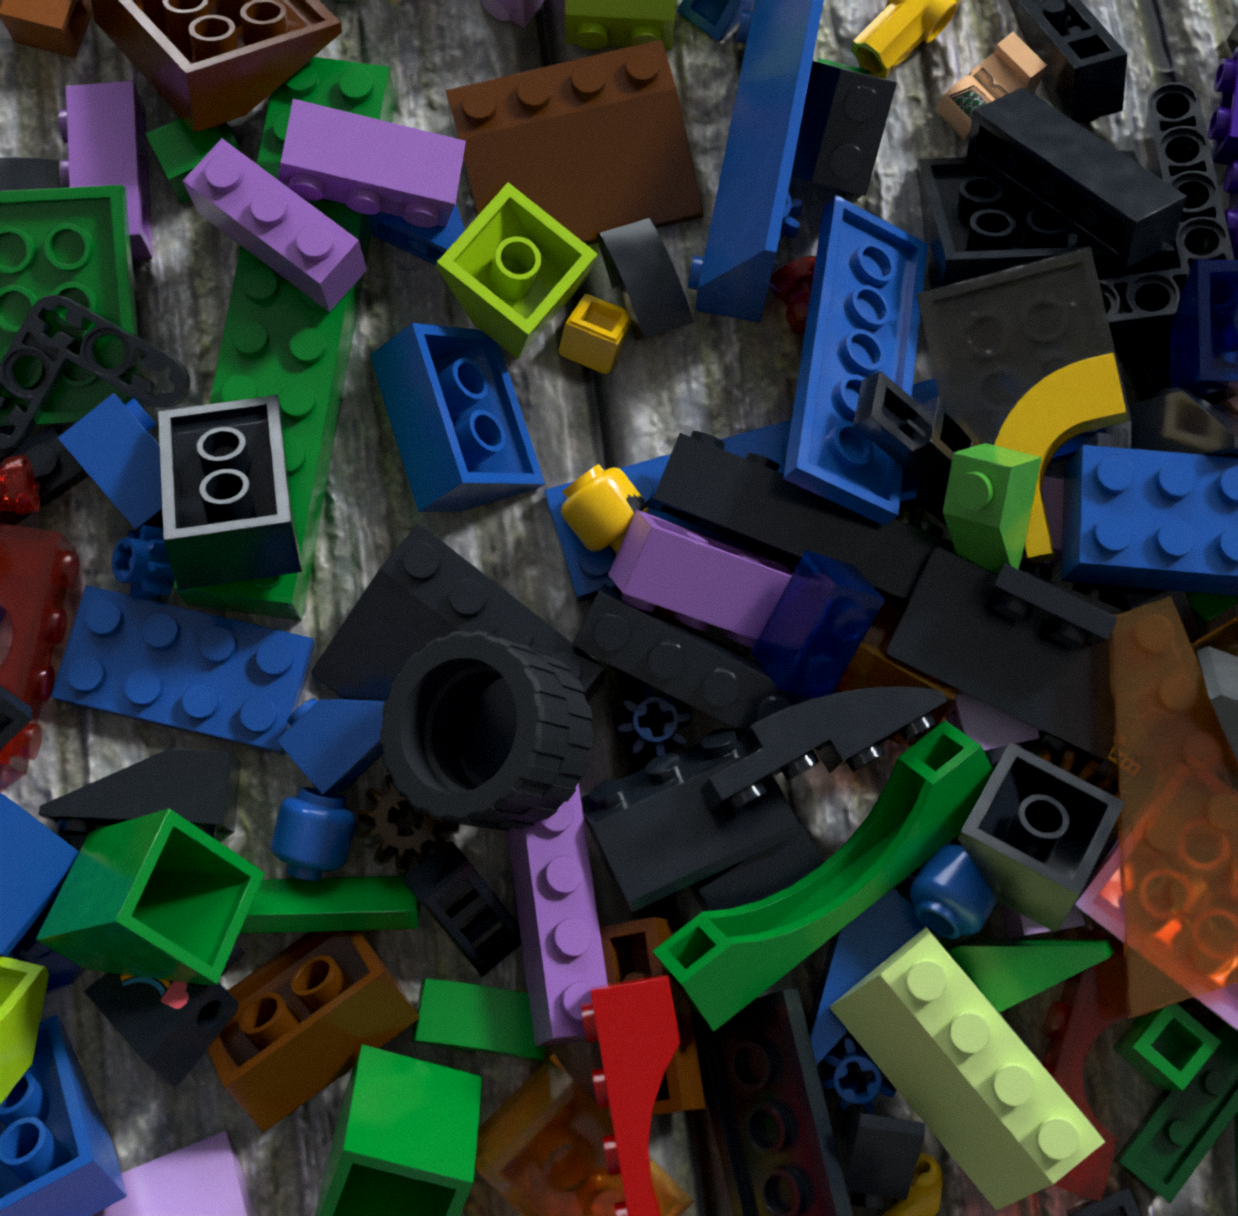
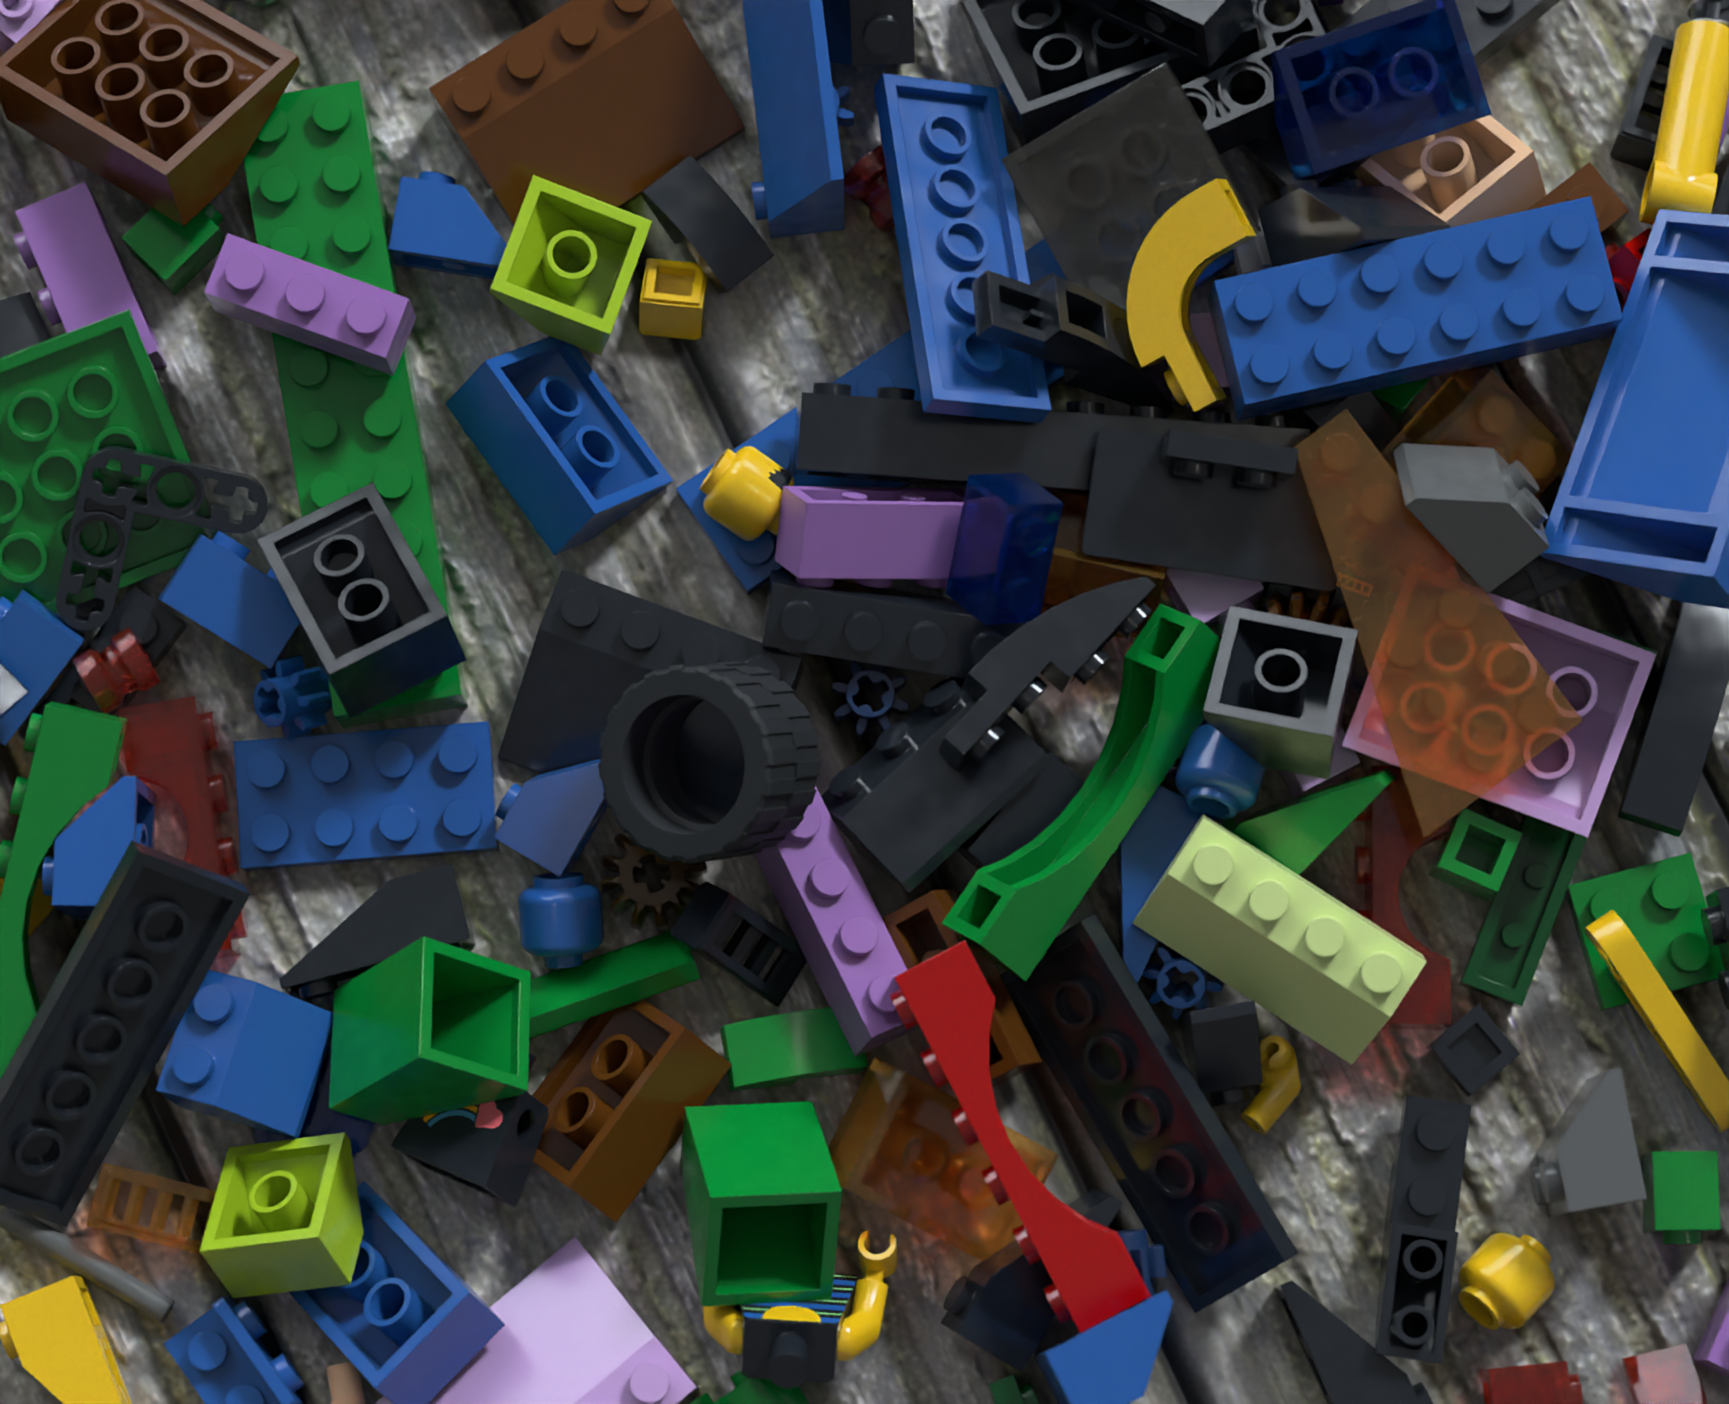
camera: 15 degrees left, 5 degrees up
(371, 164) = (384, 205): medium lavender brick -> none
(990, 503) = (1139, 370): bright green slope -> none

